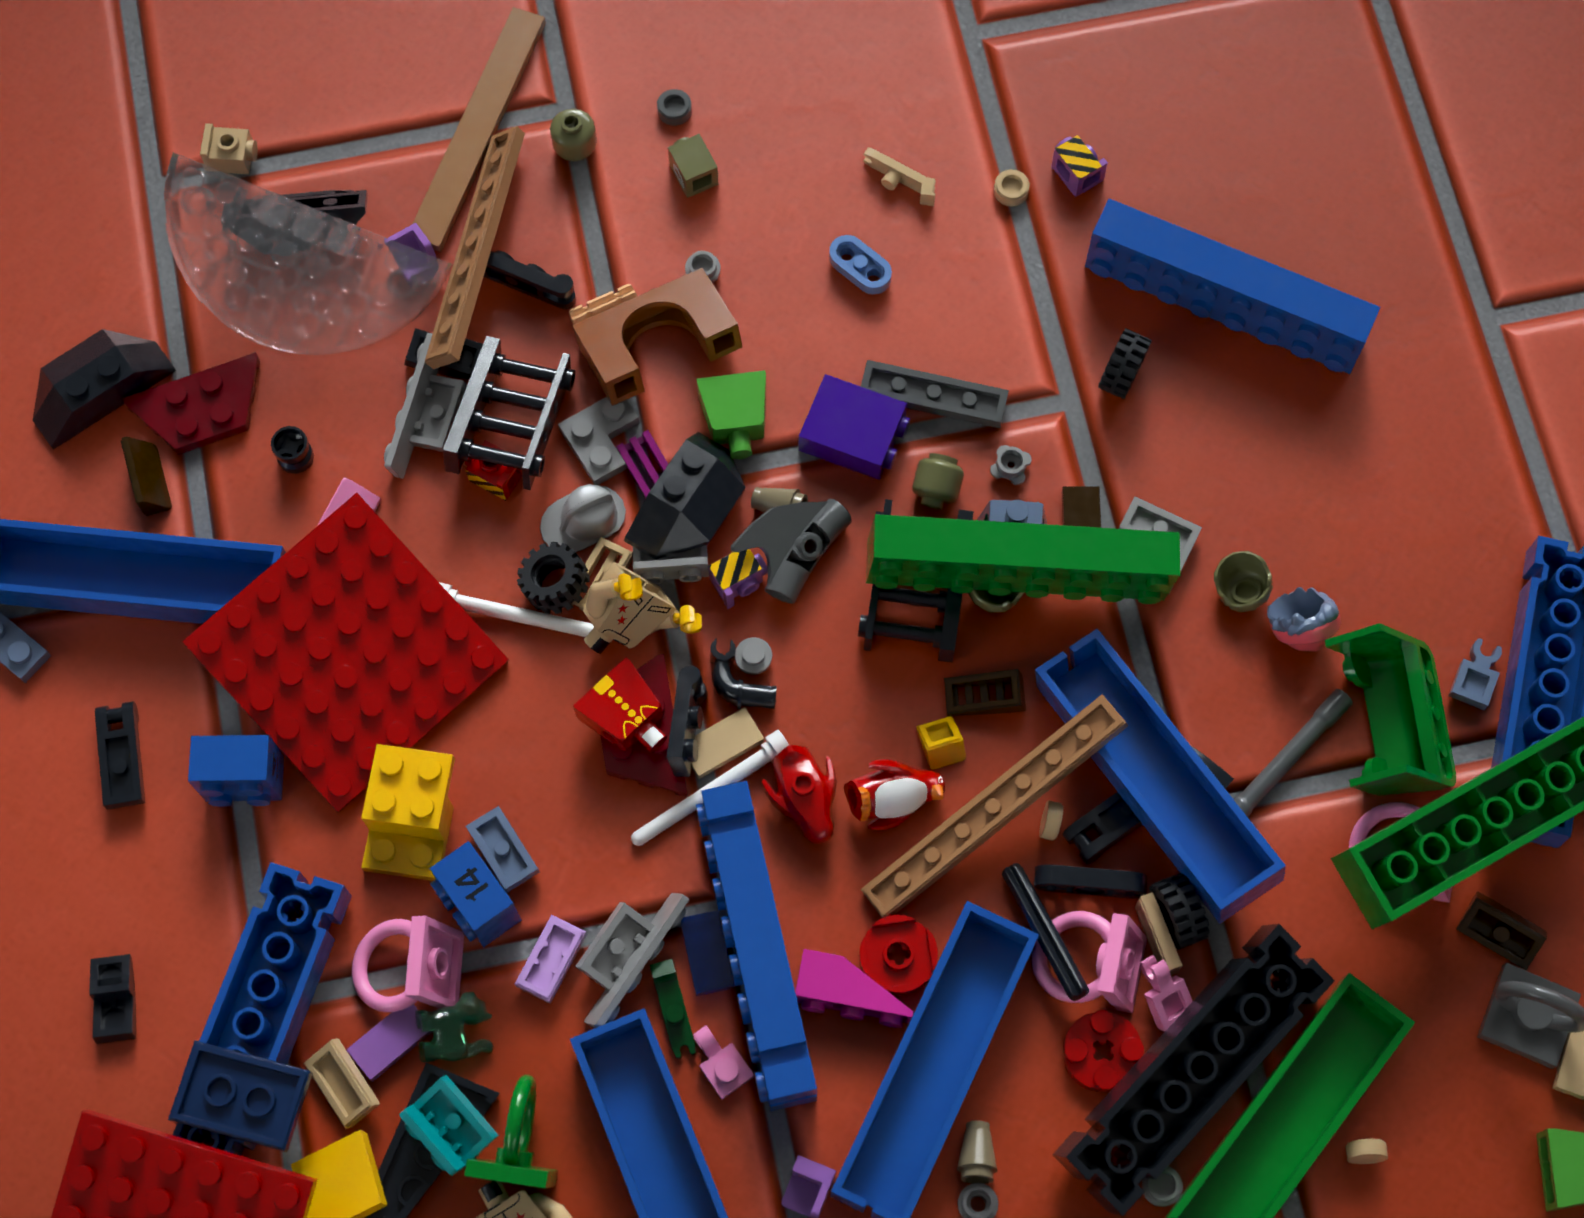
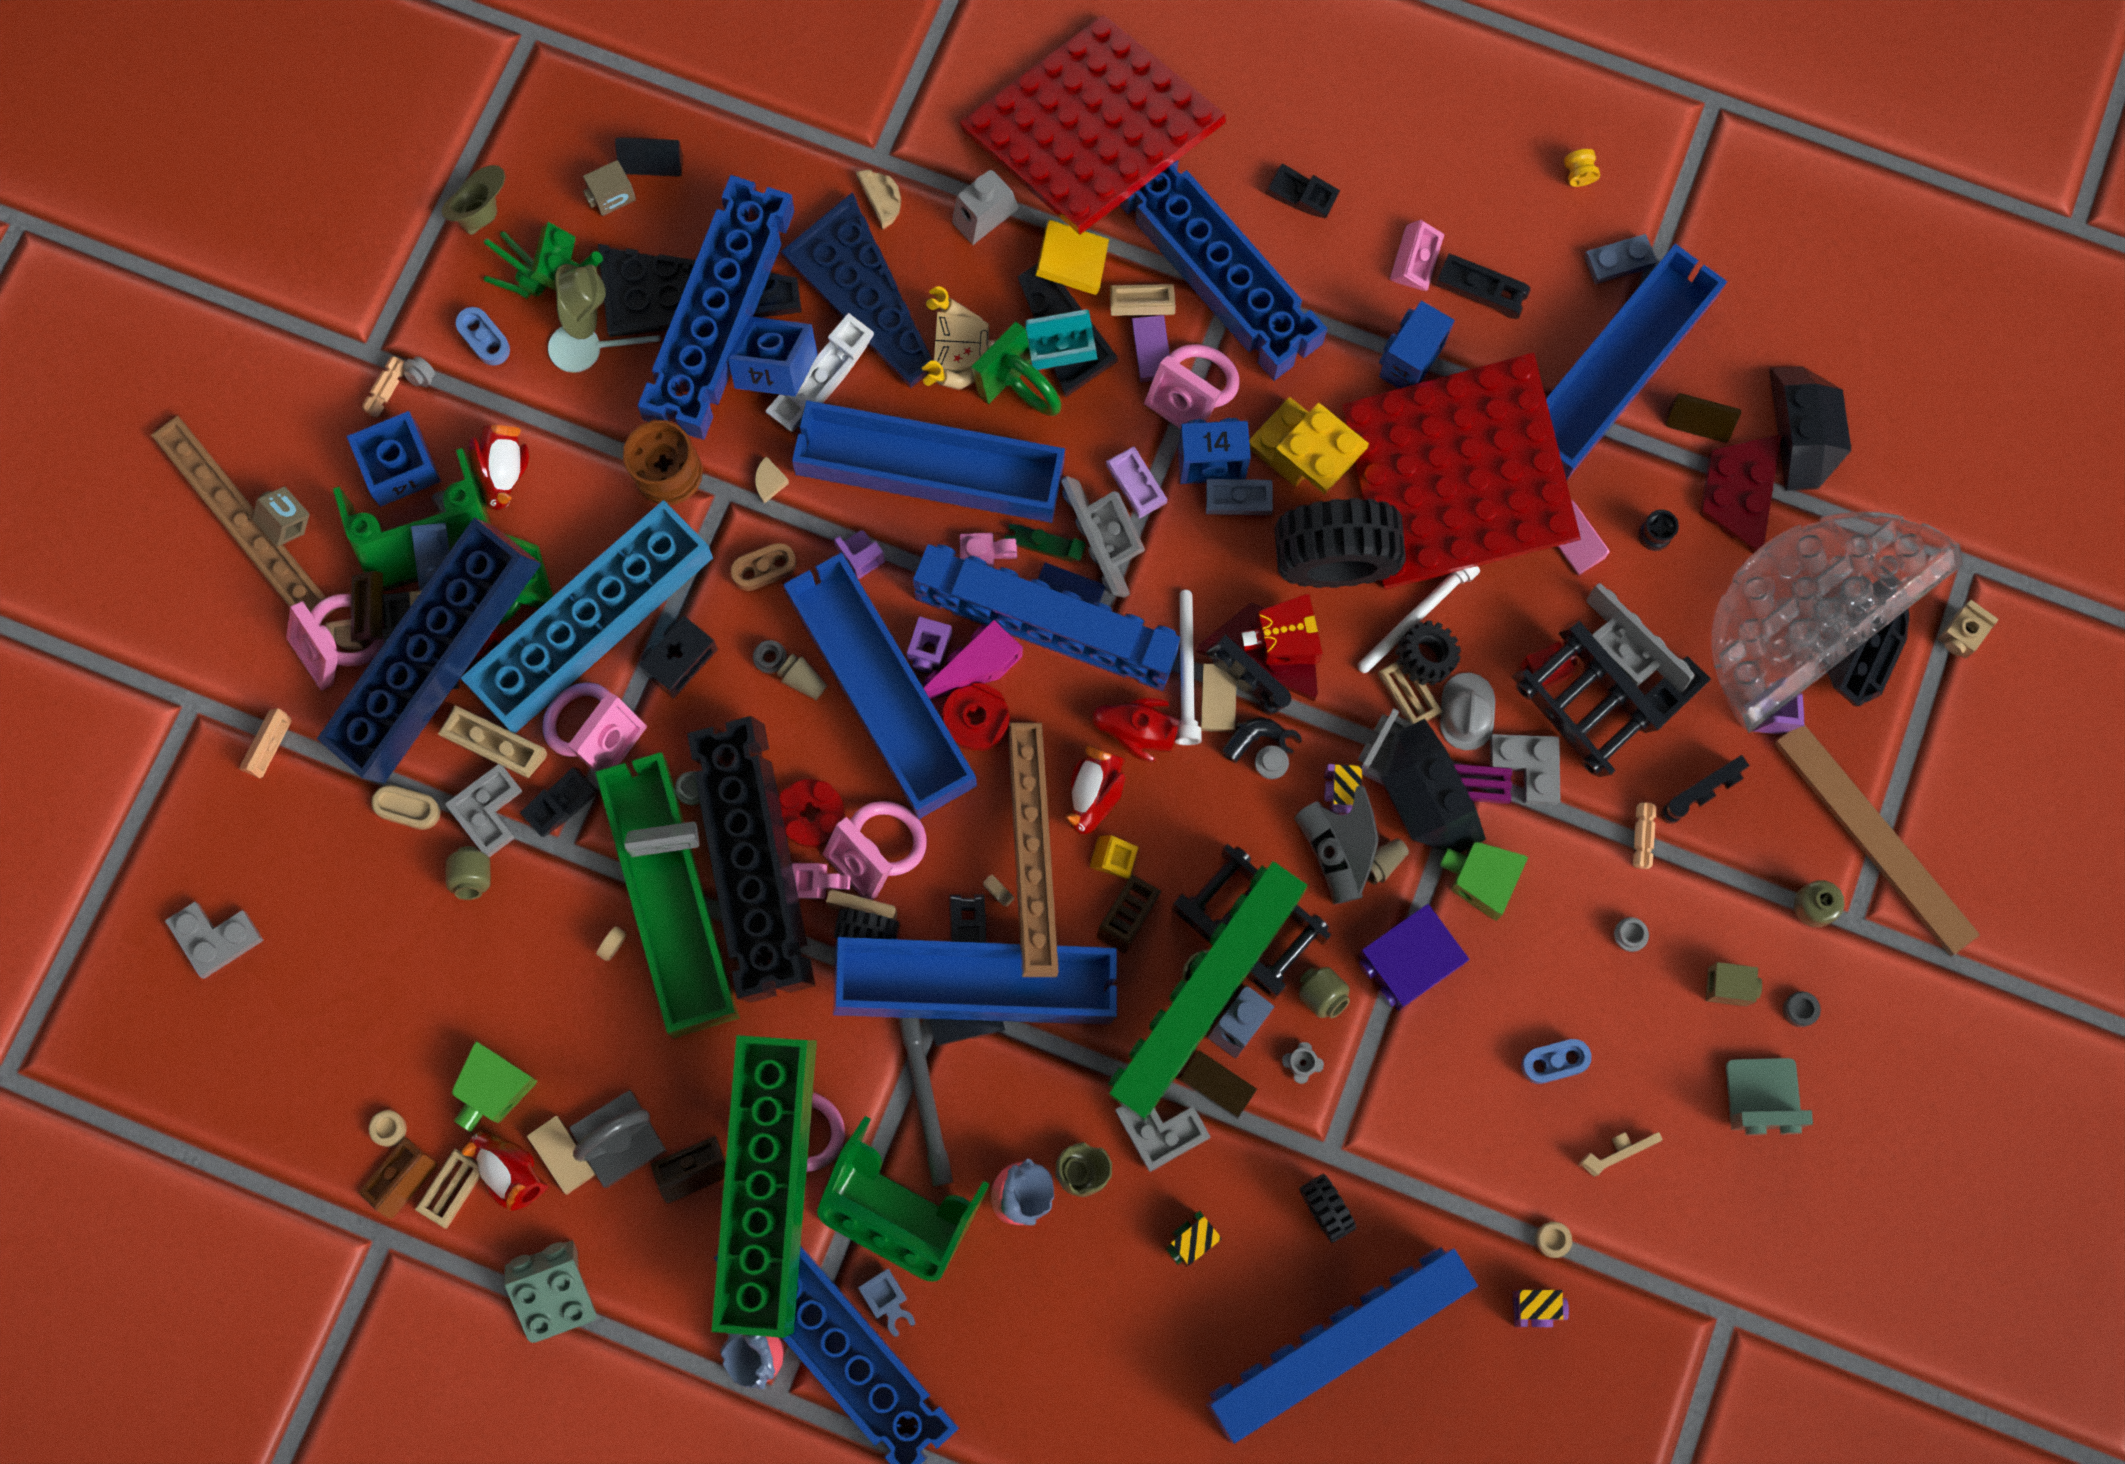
camera: 120 degrees right, 5 degrees up
(121, 841) = (1417, 255): none -> bright pink slope
(240, 1096) = (1170, 219): dark blue tile -> none
(447, 1025) = (1133, 385): clear green animal -> none
(474, 248) = (1755, 760): medium nougat tile -> none
(505, 703) = (1340, 543): none -> black tyre
(630, 608) = (1364, 690): tan torso -> none
(684, 302) = (1611, 817): dark orange arch -> none
(775, 90) = (1765, 1096): none -> sand green bracket
(845, 1039) = (929, 634): none -> medium lavender brick
(937, 393) = (1402, 1042): dark grey plate -> none
(1048, 935) = (919, 826): black axle -> none
(1090, 881) = (934, 887): black beam -> none
(1232, 457) = (1192, 1240): none -> brick
(1246, 1158) = (662, 839): none -> light grey slope

